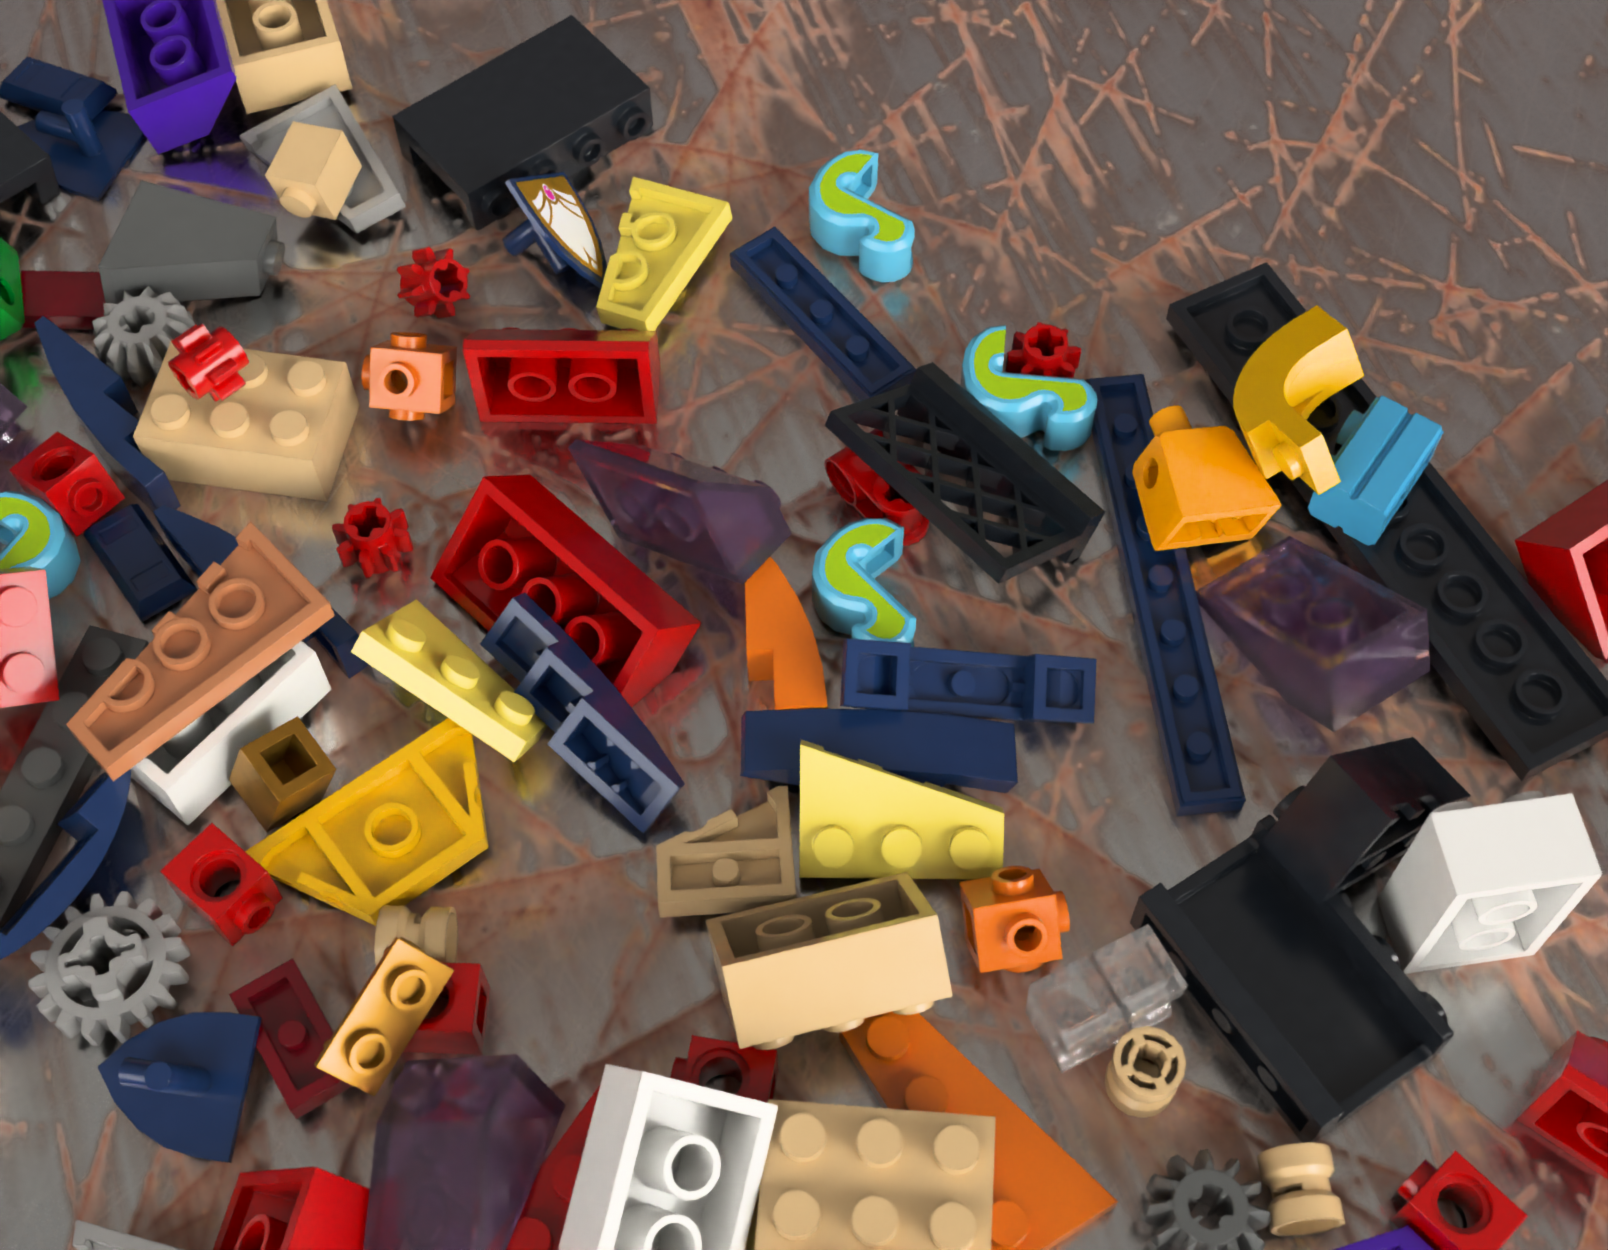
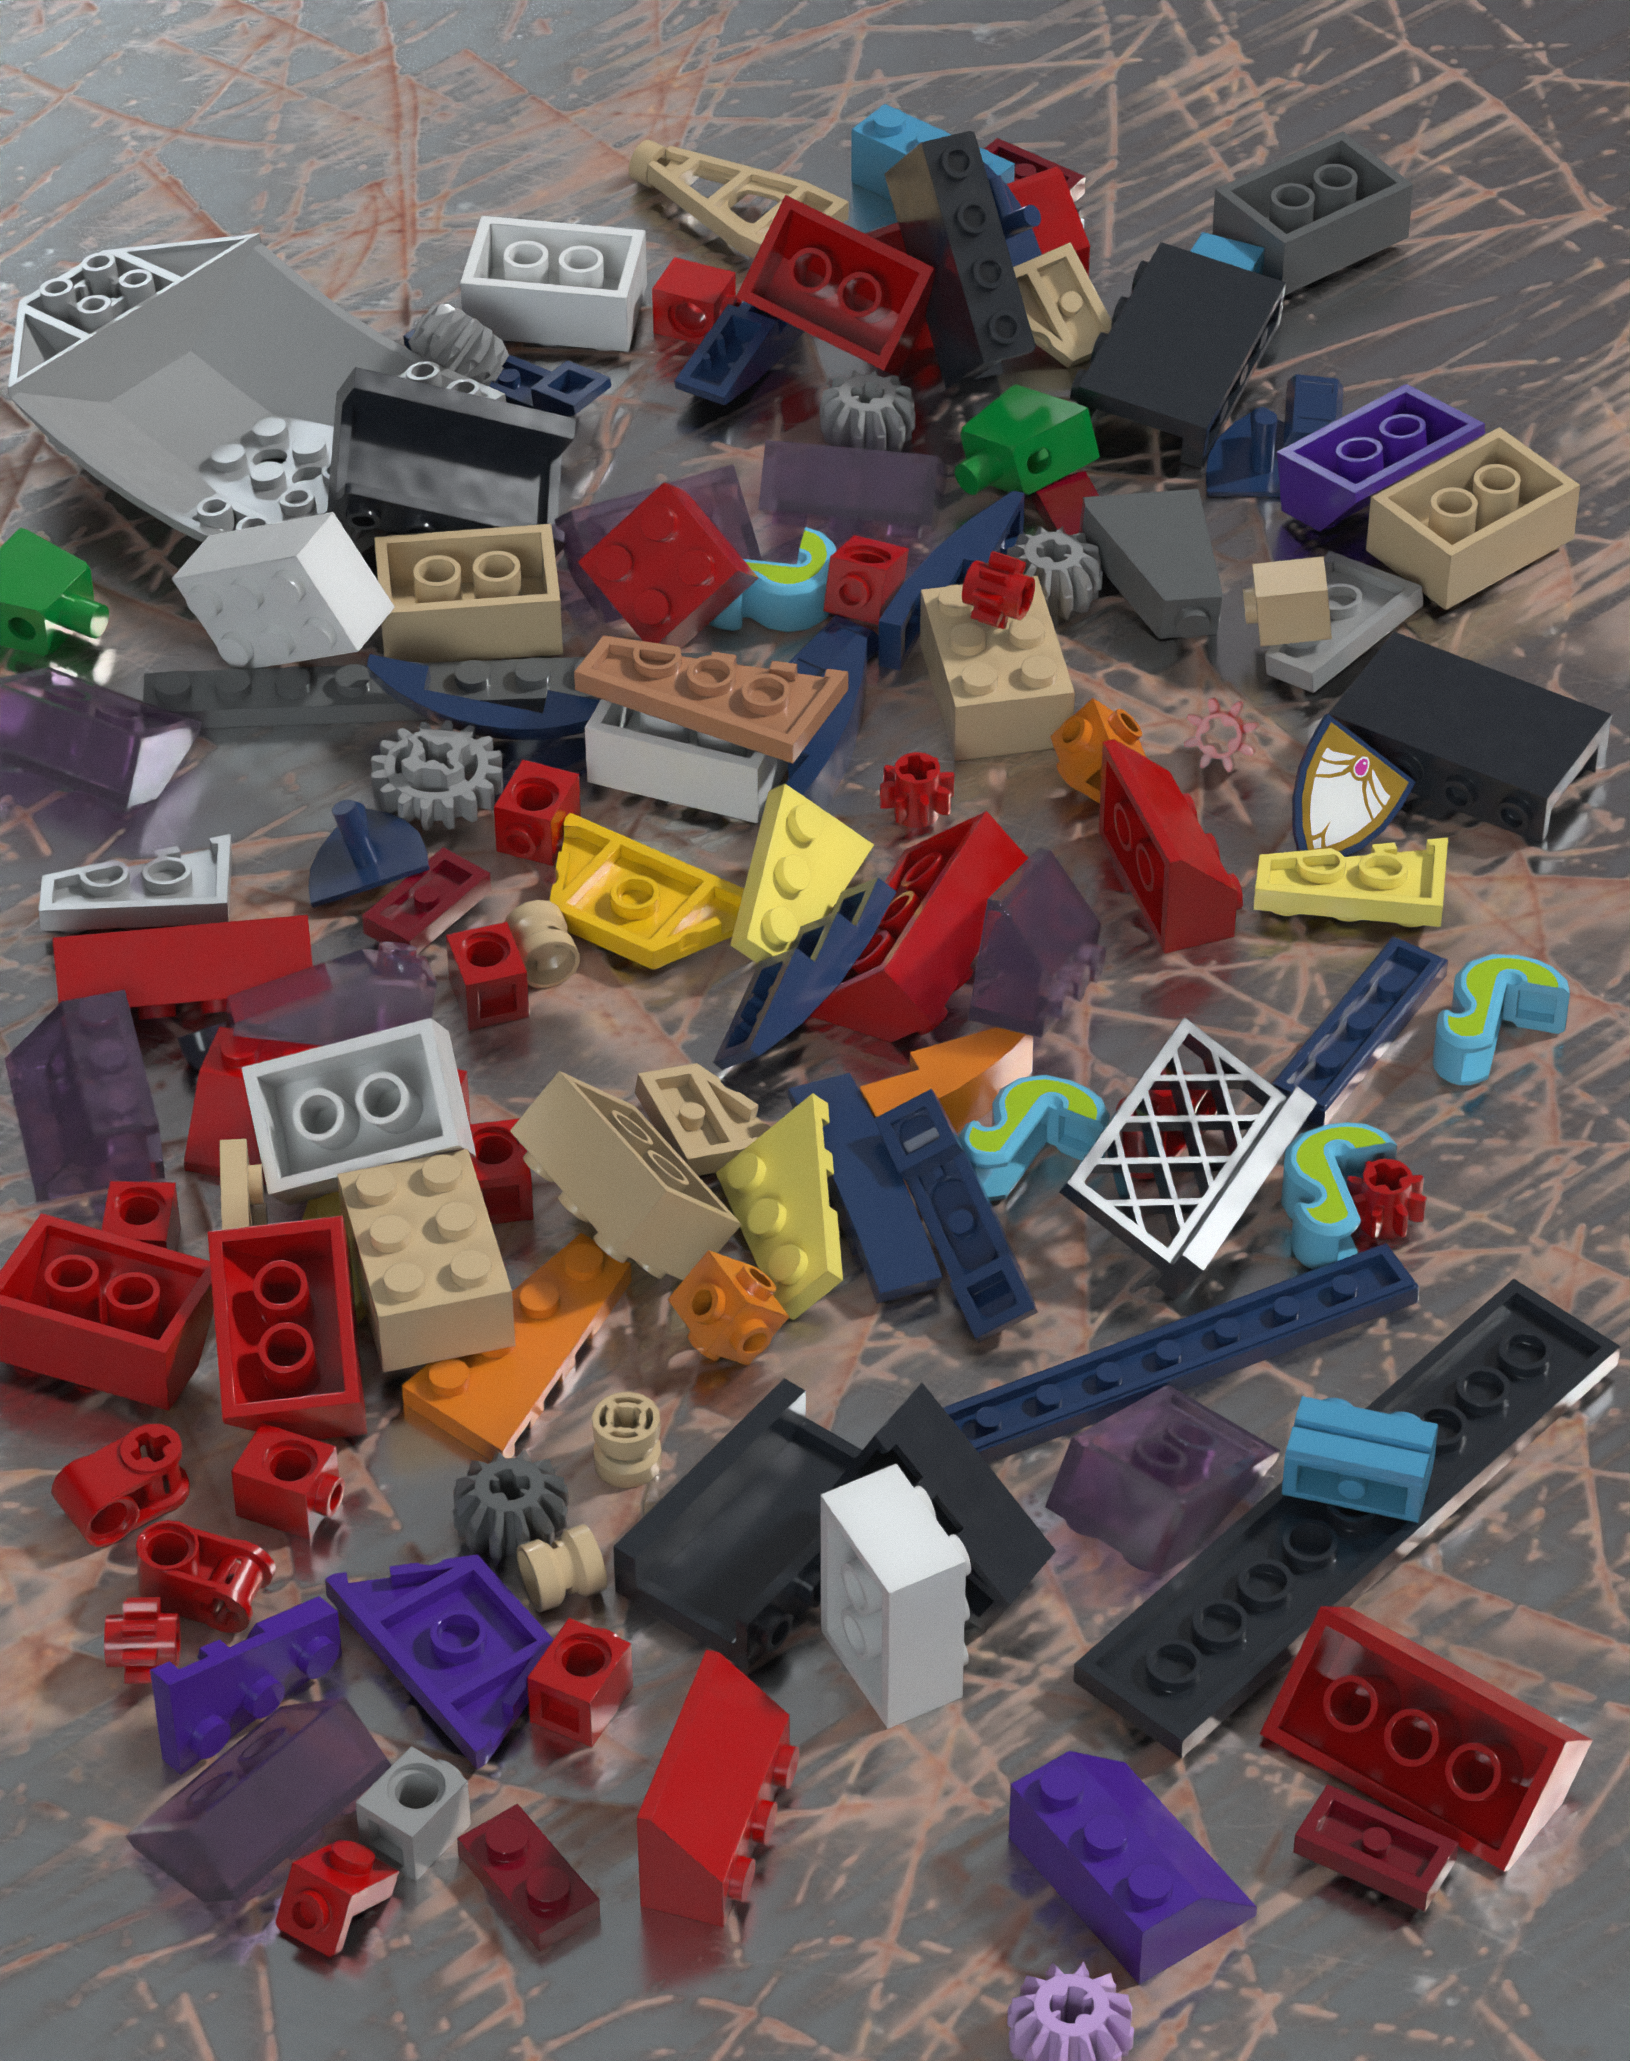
camera: 70 degrees right, 15 degrees down
(282, 773) = (647, 801): pearl gold brick -> none
(384, 1016) = (453, 917): hinge -> none
(1102, 998) = (670, 1363): clear hips -> none
(1199, 485) = (1277, 1336): light orange torso -> none
(1282, 388) = (1401, 1356): yellow arch -> none

